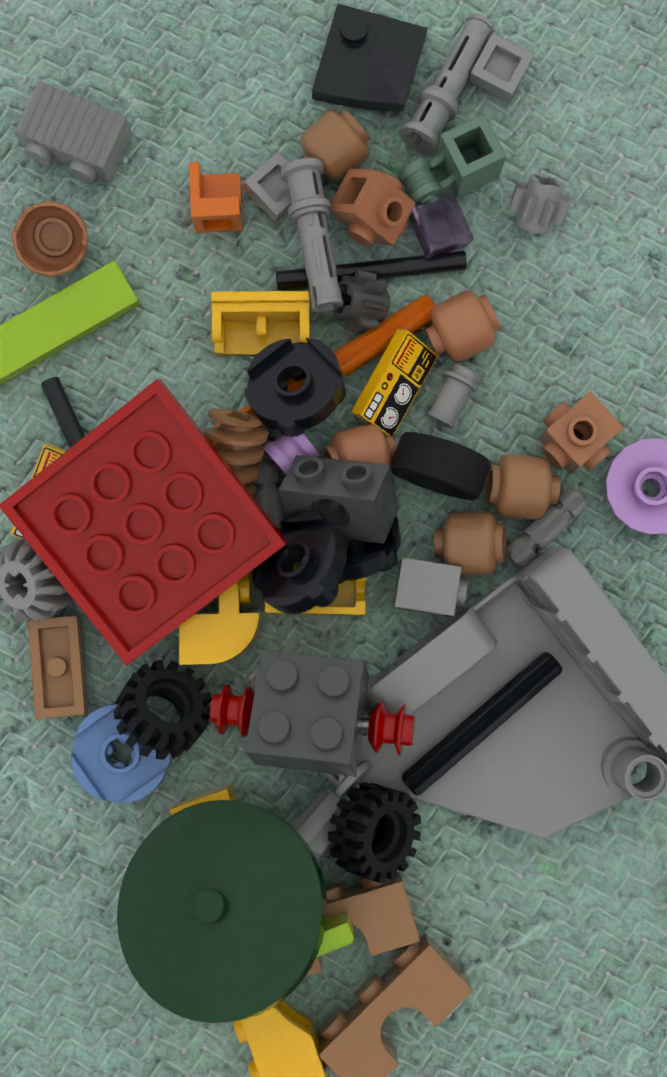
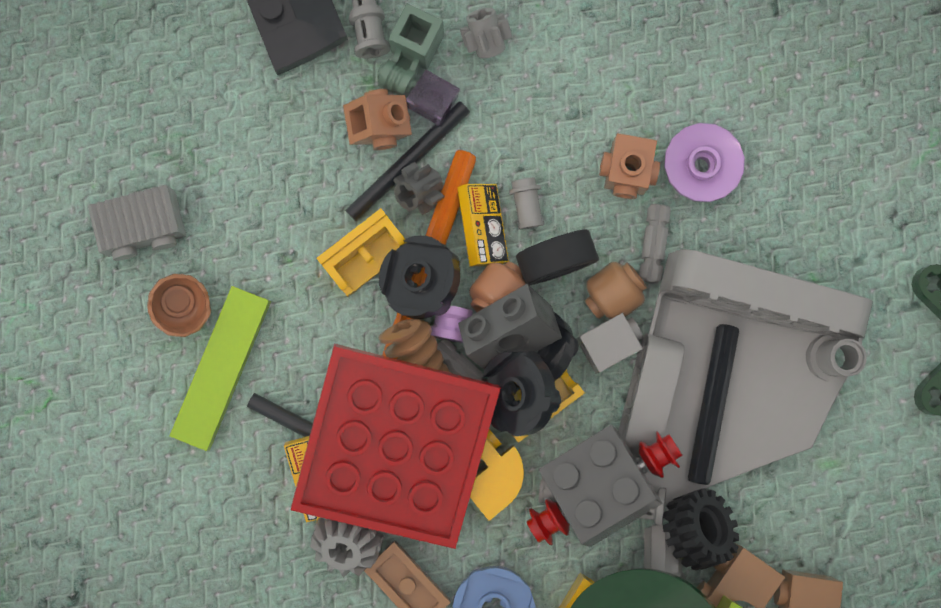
camera: 35 degrees left, 0 degrees up
(148, 729) = (501, 578): black tyre -> none
(215, 201) = (268, 193): orange panel -> none
(268, 188) = (302, 153): light grey plate -> none
(310, 213) = (341, 156): light grey pin -> none
(337, 142) = (320, 97): medium nougat head -> none
(463, 326) = (499, 152): nougat head -> none
(521, 486) = (619, 229): medium nougat head -> none

